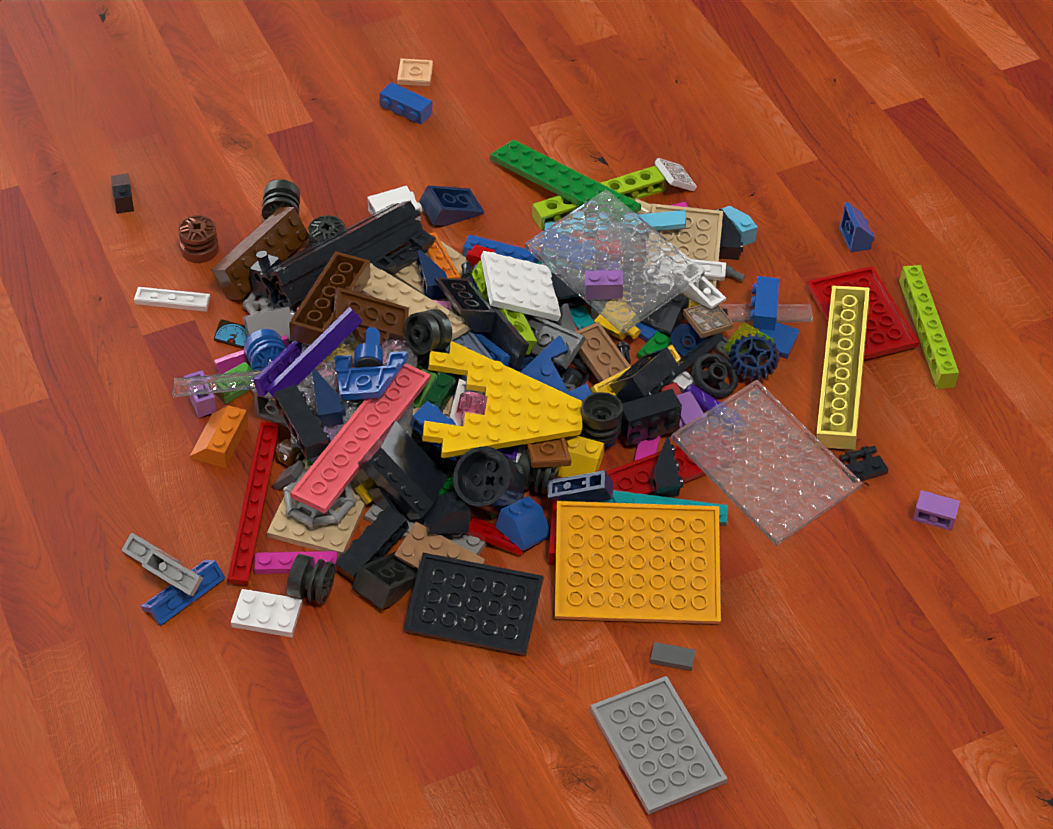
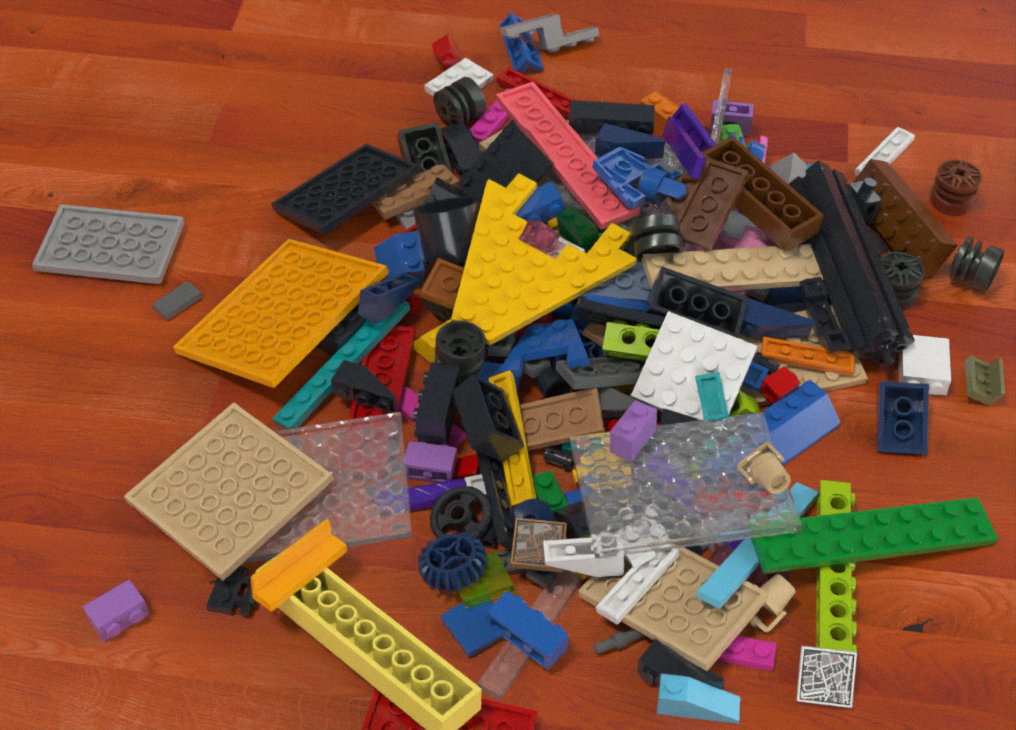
camera: 125 degrees right, 0 degrees up
(238, 634) = (446, 52): none -> red brick
(385, 176) = (984, 380): none -> olive bracket
(536, 267) = (711, 396): none -> teal tile
(586, 206) = (765, 469): none -> tan piece
(808, 498) = (228, 490): none -> tan plate
(836, 410) = (296, 566): none -> light orange panel

